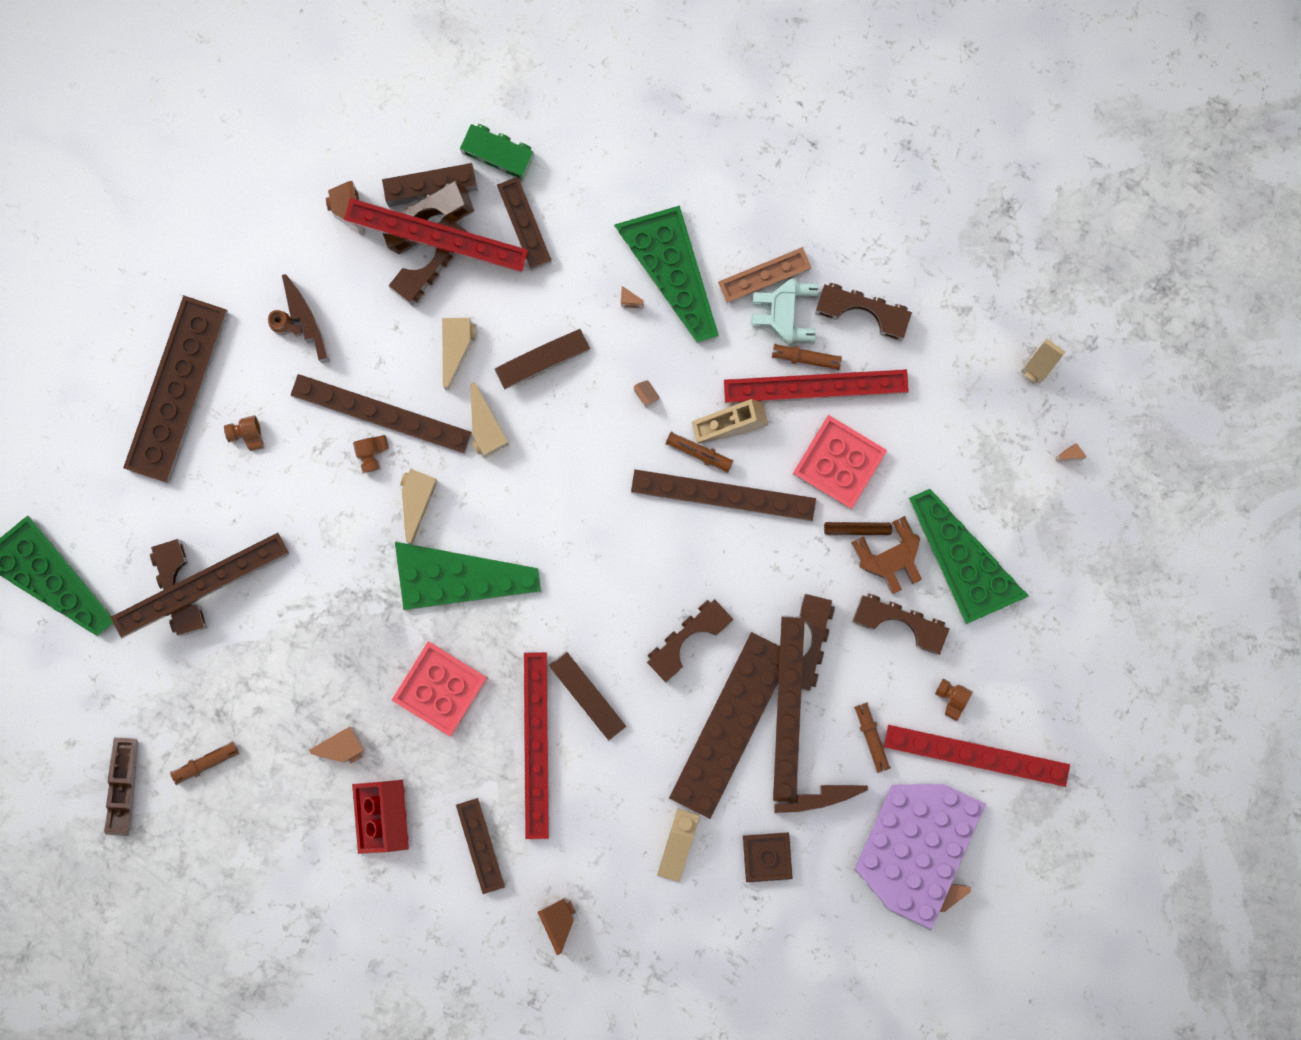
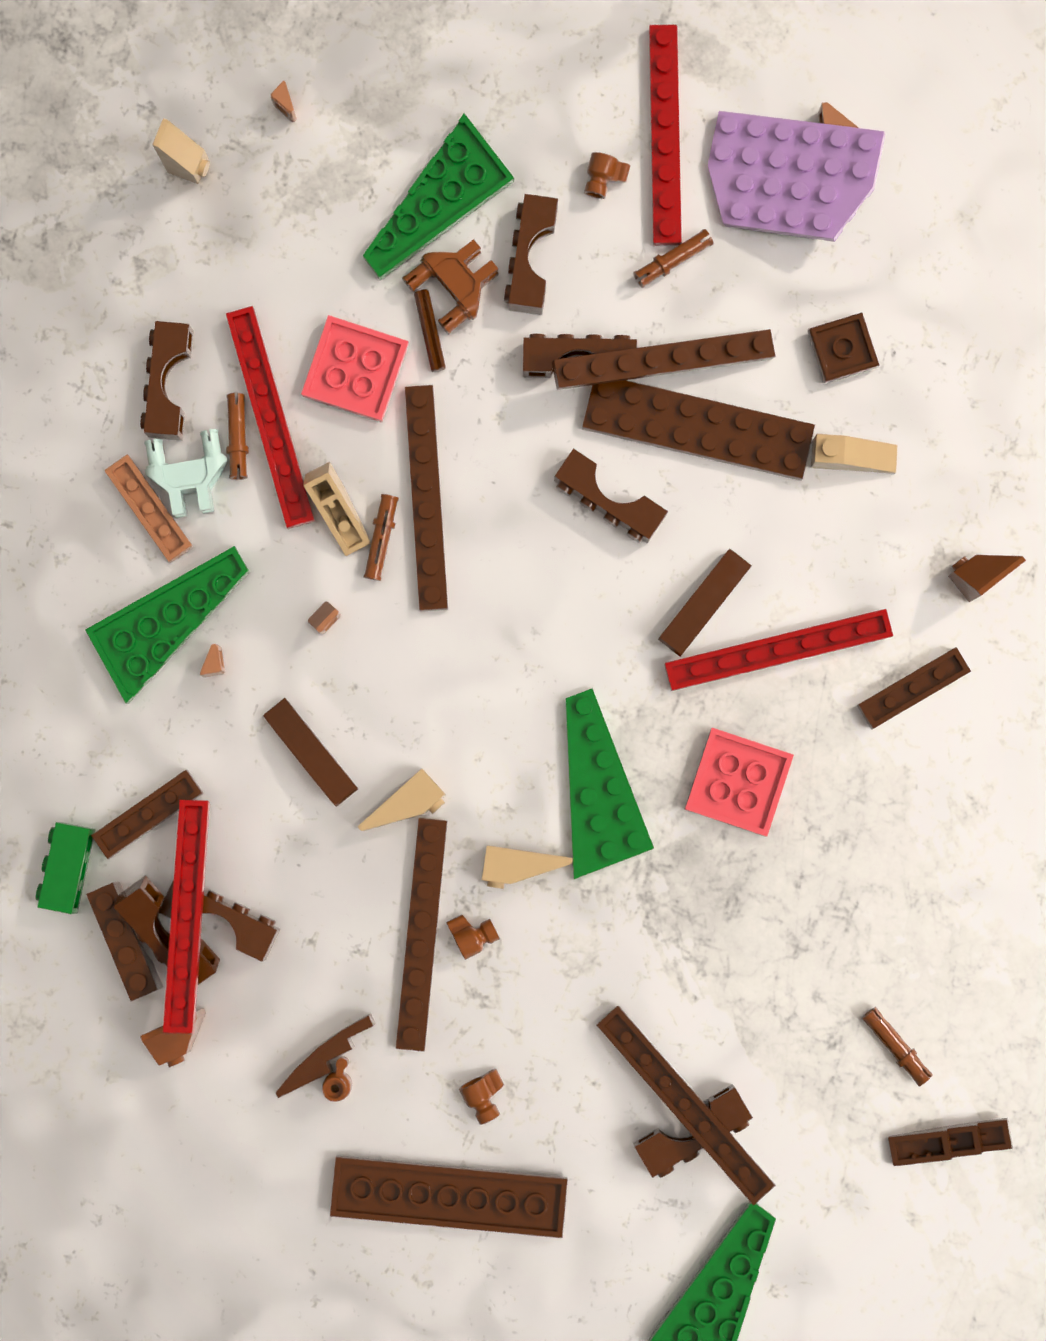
camera: 100 degrees left, 0 degrees up
(341, 747) = (838, 884): nougat slope -> none
(380, 816) = (909, 816): red slope -> none
(456, 342) = (312, 861): tan slope -> none
(828, 796) = (755, 293): reddish brown slope -> none

